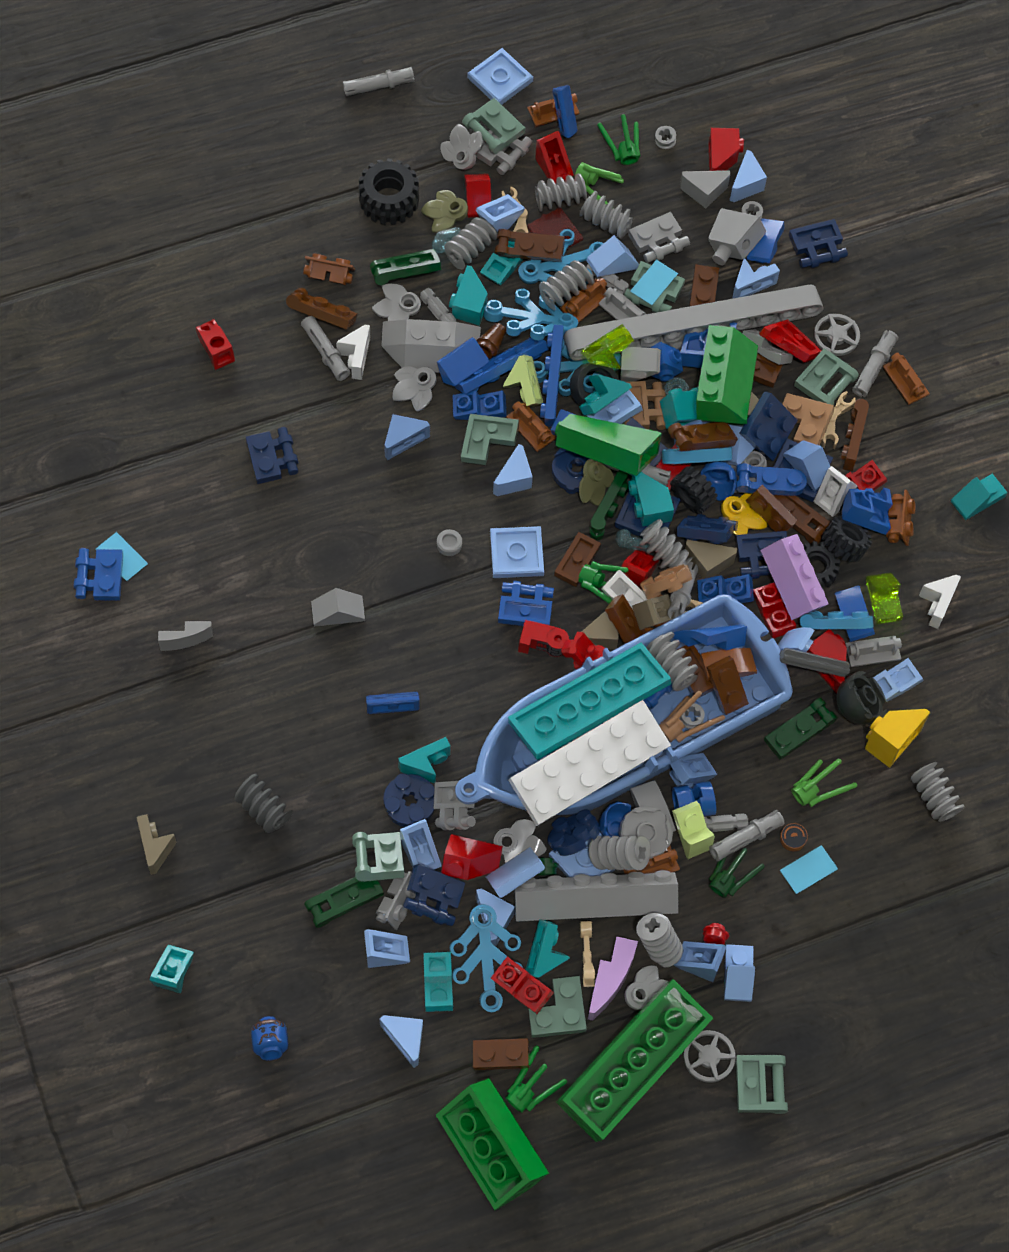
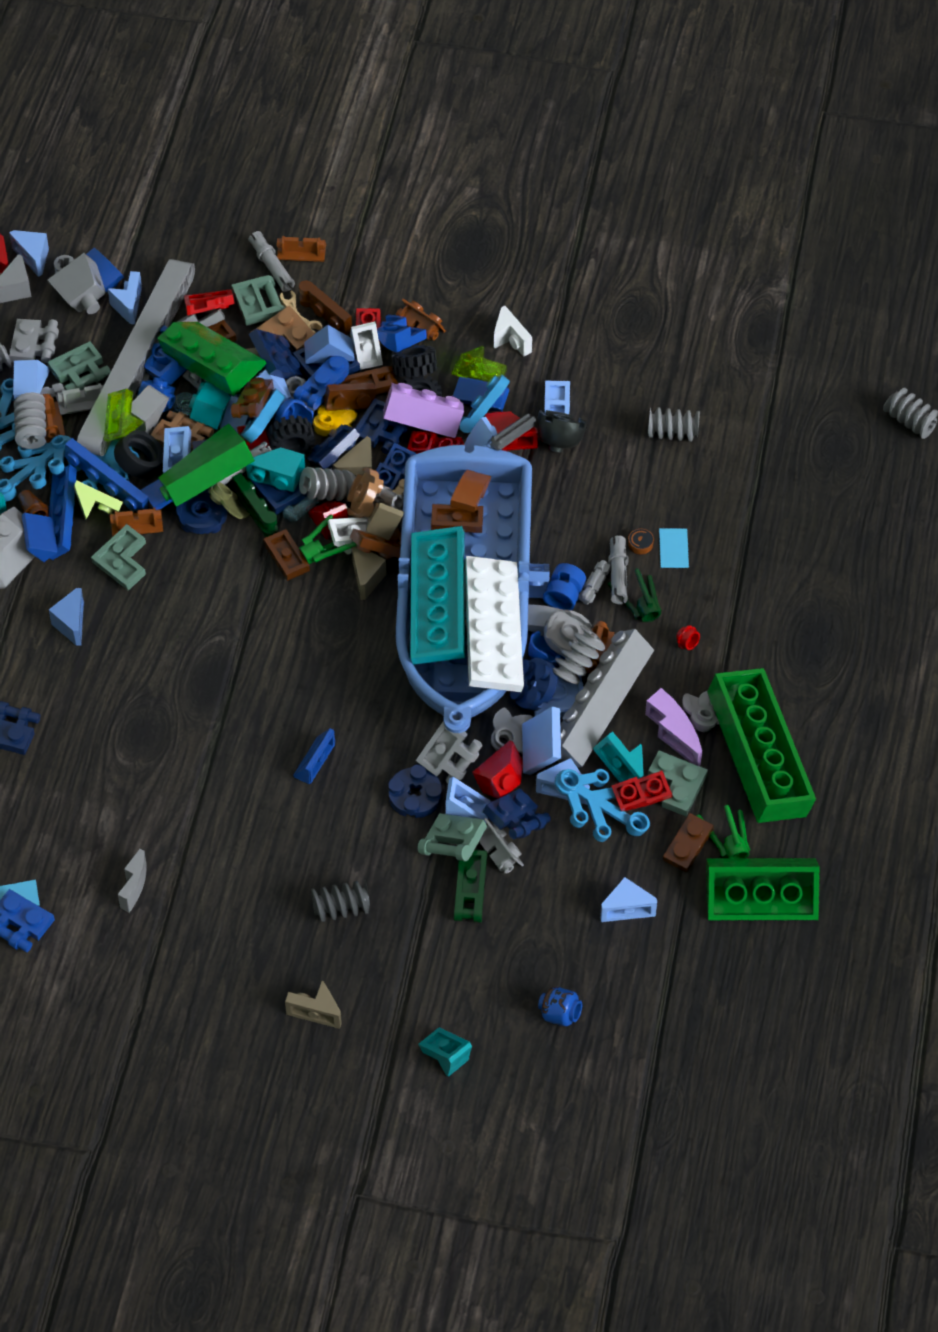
camera: 55 degrees left, 10 degrees down
(337, 608) = (195, 753): light grey slope -> none
(386, 948) = (537, 880): light blue slope -> none
(412, 388) = (28, 588): light grey plate -> none
(420, 761) = (390, 760): teal slope -> none
(438, 981) = (592, 857): teal slope -> none
(449, 542) = (197, 639): light grey tile -> none
(486, 404) = (87, 545): blue slope -> none
(514, 475) = (173, 554): light blue slope -> none
(516, 552) = (244, 595): light blue tile -> none
(517, 610) = (304, 618): blue plate -> none
(543, 638) = (339, 616): red leg -> none
(580, 649) = (381, 590): red hips -> none
(588, 970) = (661, 739): tan piece -> none
(606, 391) = (158, 444): teal slope -> none
(654, 282) = (75, 363): medium azure sticker -> none
(660, 939) = (670, 671): light grey piece -> none
(672, 661) = (438, 520): light grey piece -> none
(673, 726) = (495, 552): medium nougat plant -> none
(693, 830) = (591, 600): yellowish green slope -> none
(698, 711) = (498, 548): light grey bush -> none
(701, 959) = (704, 655): medium blue slope -> none
(704, 285) = (105, 335): reddish brown plate -> none
(710, 1056) = (788, 699): light grey wheel -> none
(724, 637) = (446, 477): blue slope -> none
(727, 685) = (490, 498): reddish brown plate -> none
(739, 973) = (731, 640): light blue slope -> none
(752, 1083) = (830, 680): sand green plate -> none
(800, 729) = (551, 487): dark green plate -> none
(806, 790) = (609, 510): bright green plant -> none
(815, 237) = (125, 235): dark blue plate -> none
(837, 334) = (222, 272): light grey wheel -> none
(874, 651) = (523, 396): light grey hinge -> none
(894, 733) = (608, 422): yellow slope -> none
(978, 496) = (440, 262): teal slope -> none

